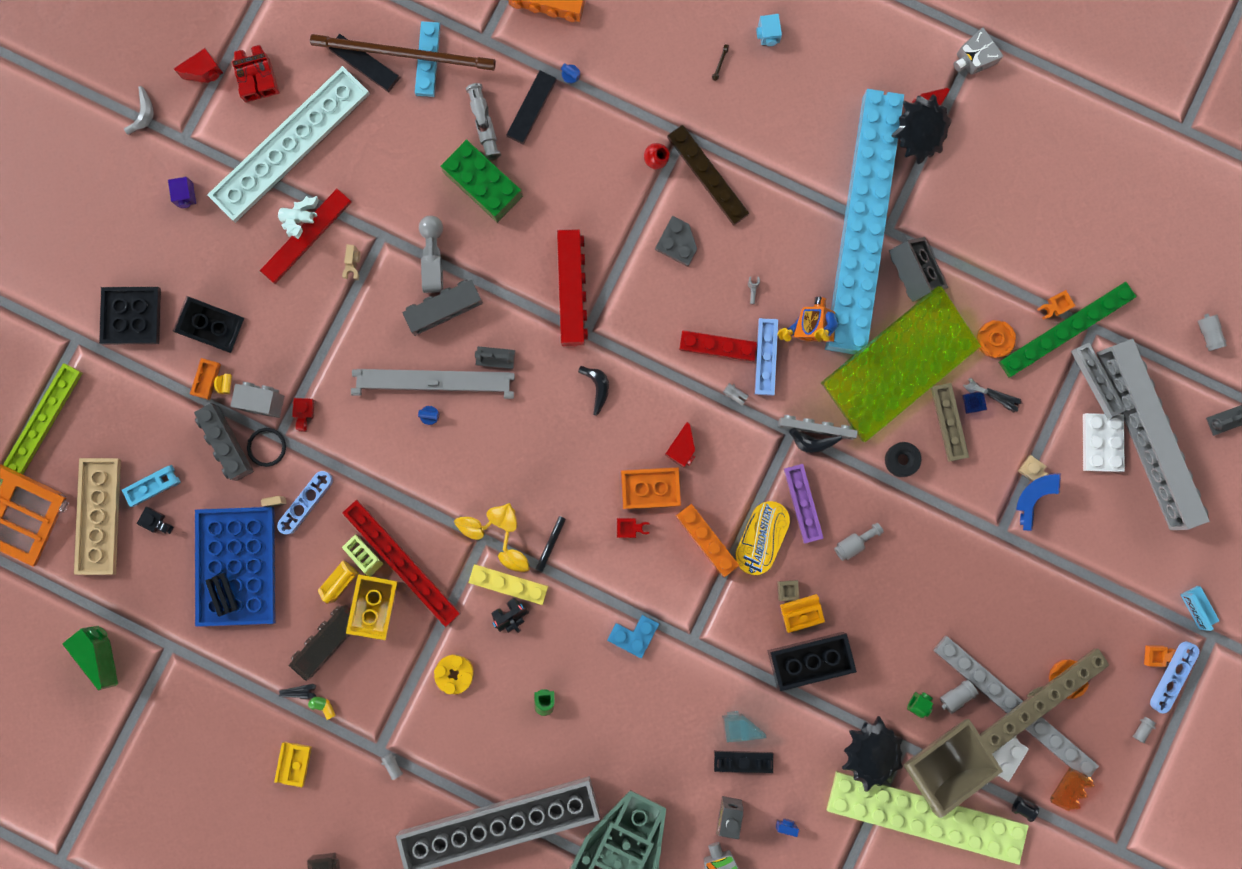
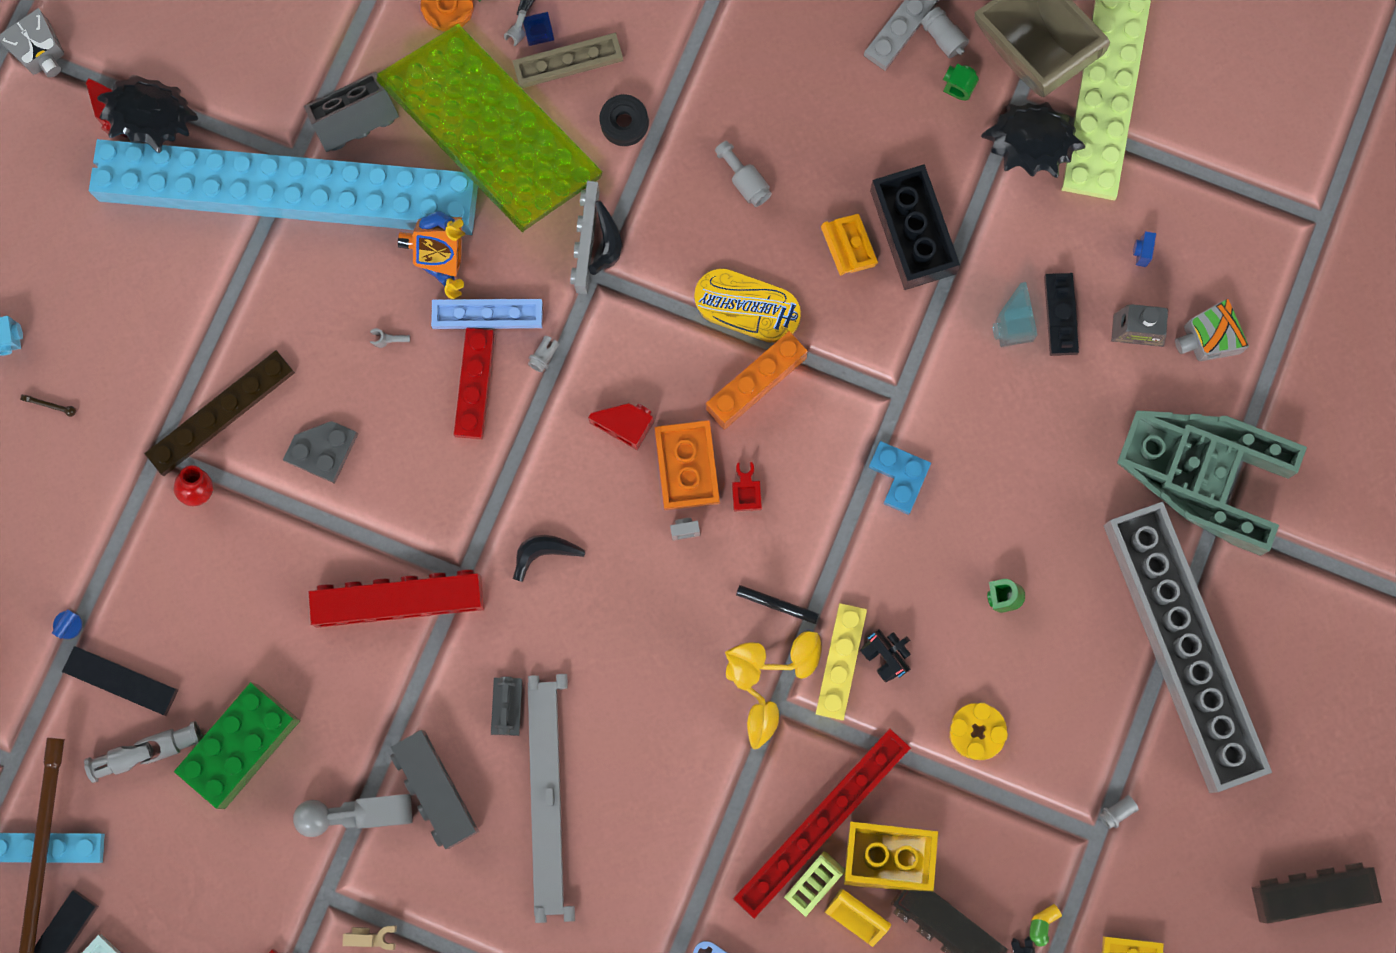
camera: 90 degrees left, 5 degrees down
(429, 415) = (598, 799): blue plate -> none
(606, 483) = (684, 529): none -> light grey plate
(788, 590) = (818, 265): dark tan plate -> none
(803, 503) = (694, 251): medium lavender plate -> none

